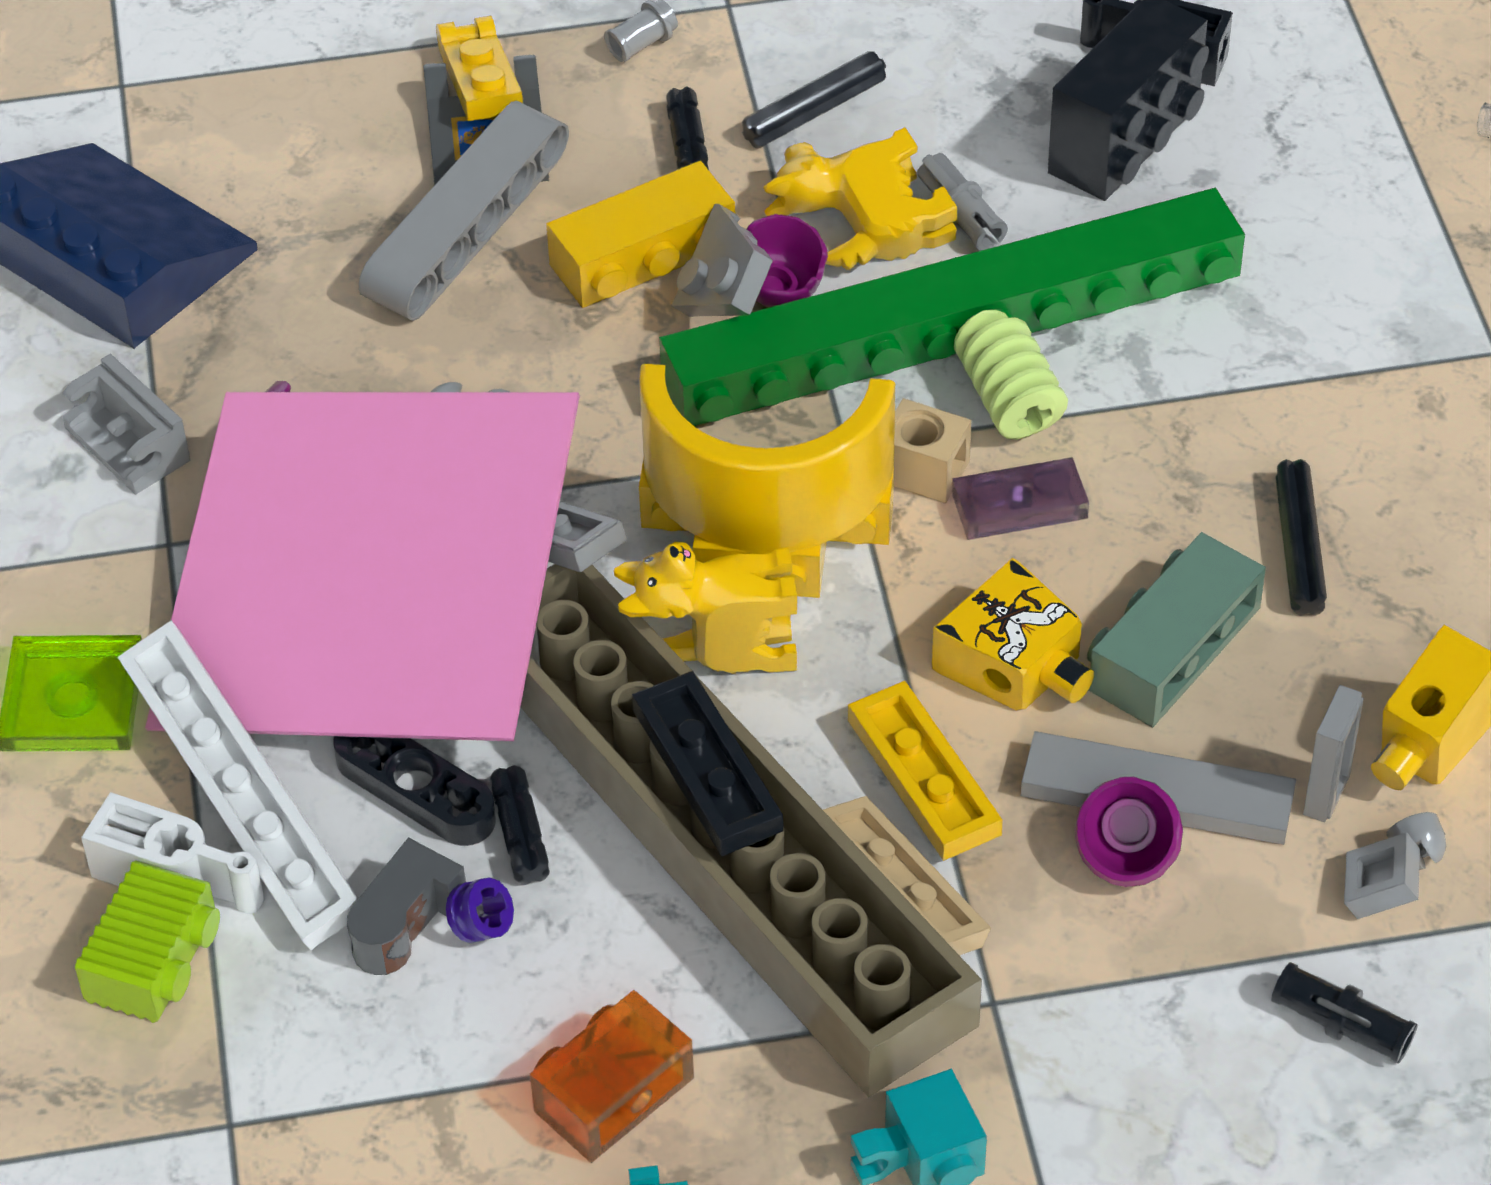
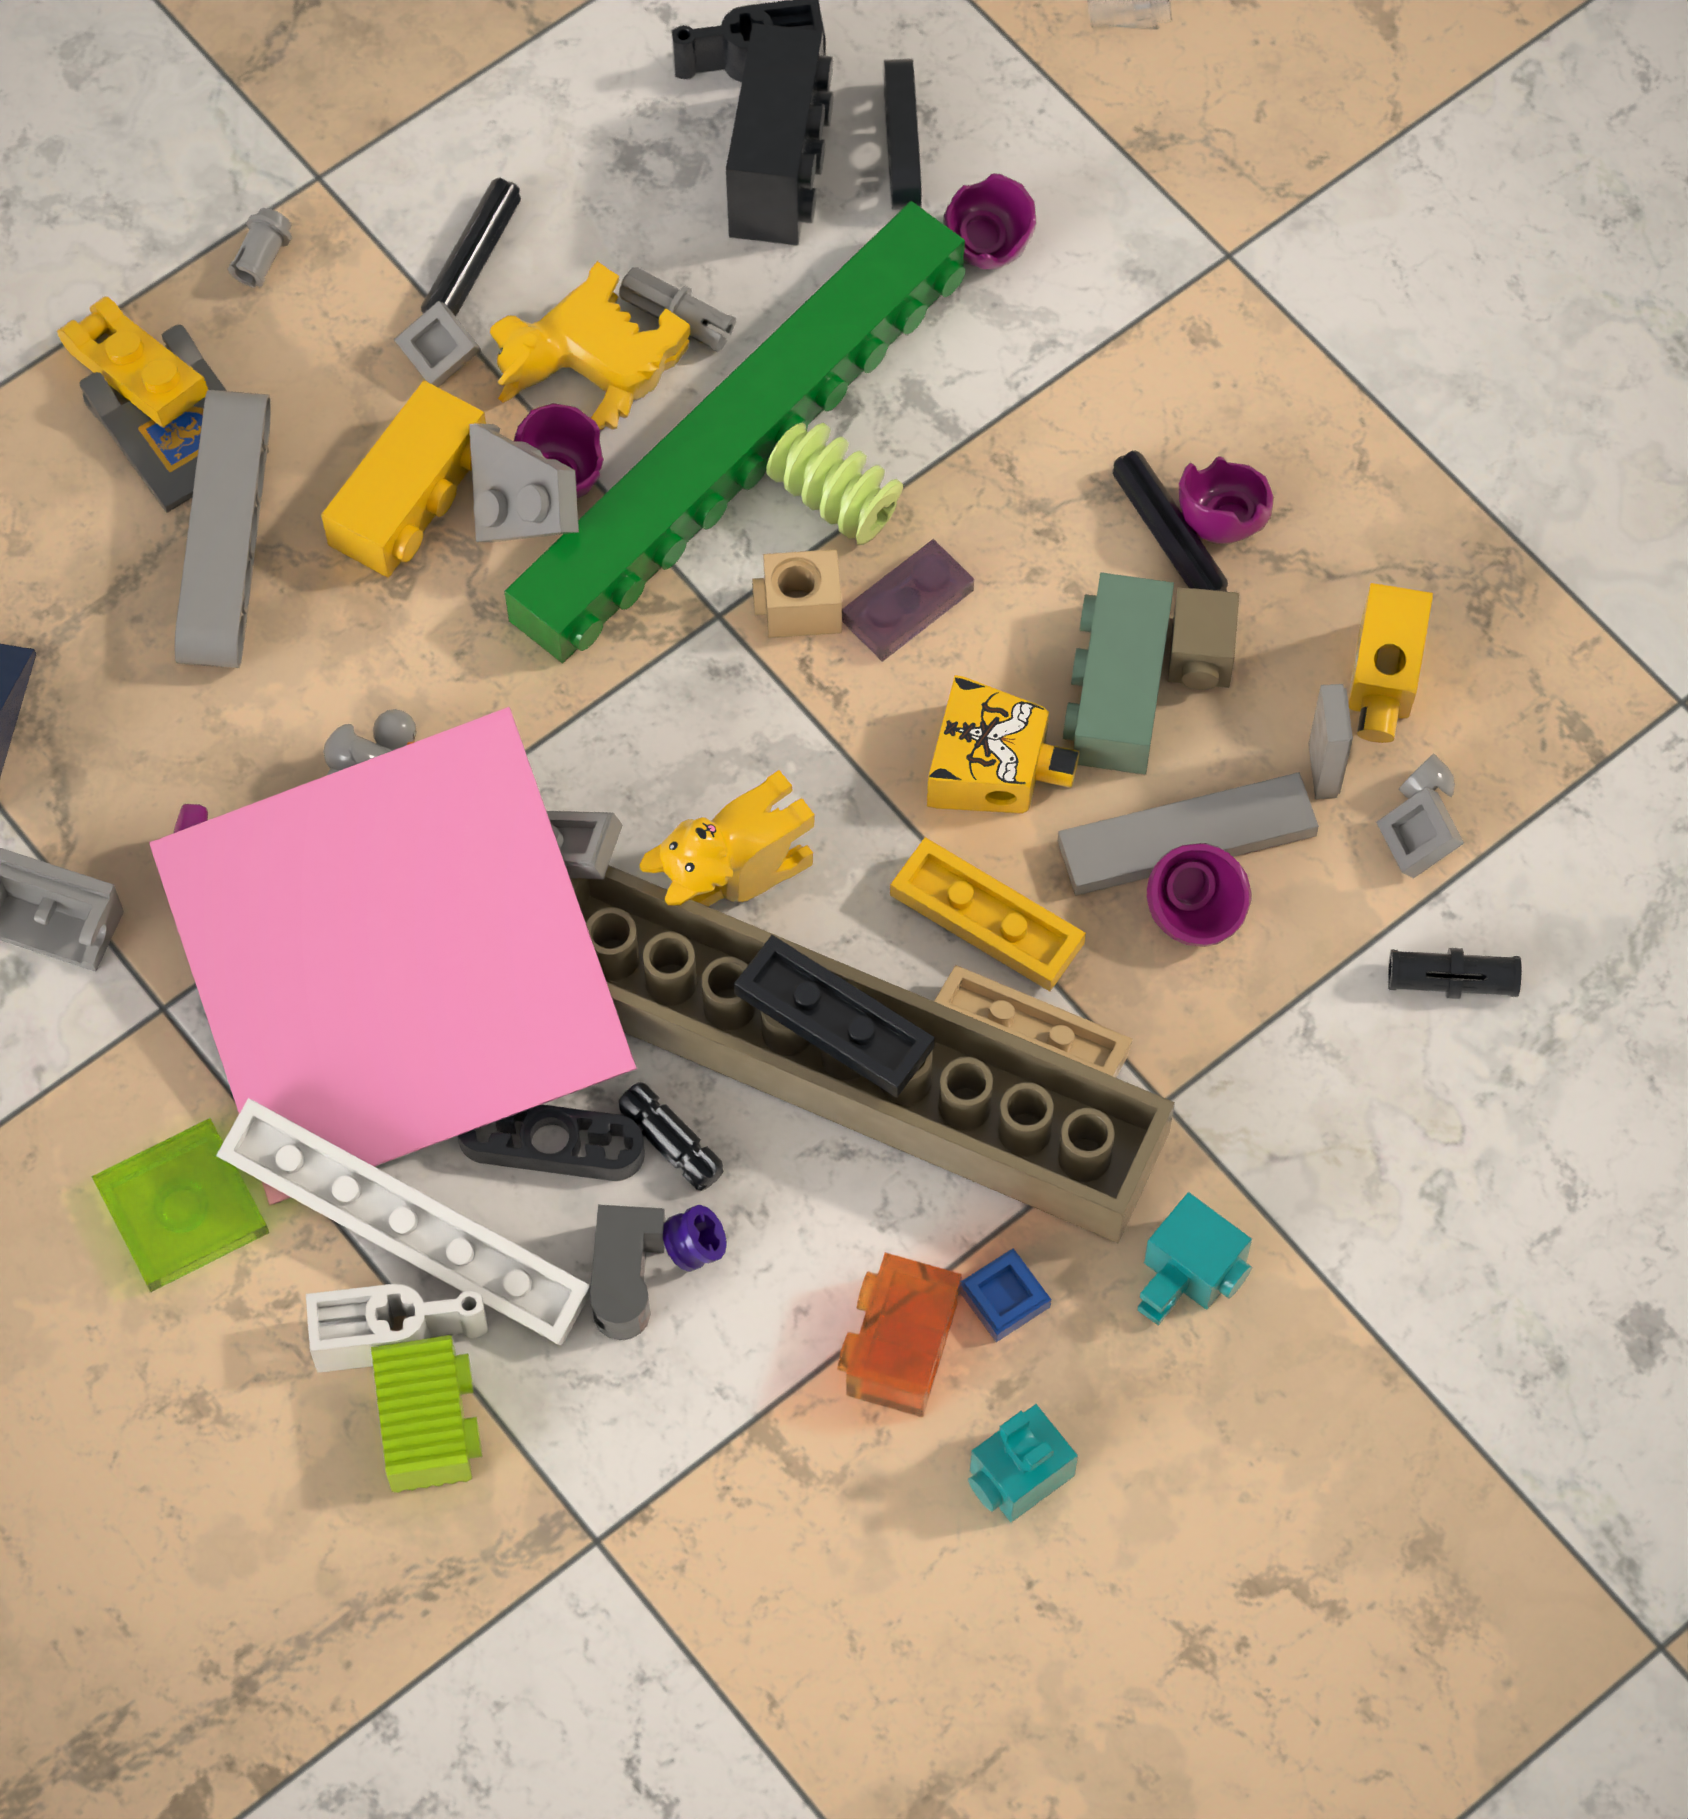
camera: 30 degrees left, 15 degrees up
(686, 127) = (373, 344): black axle -> none
(733, 1092) = (1005, 1295): none -> blue tile
(737, 148) = (437, 344): none -> light grey plate
(769, 497) = (702, 744): yellow piece -> none
(1249, 143) = (902, 132): none -> black beam
(1272, 631) = (1203, 638): none -> dark tan brick
(1283, 236) = (993, 220): none -> magenta hair
(1361, 532) = (1225, 501): none -> magenta hair

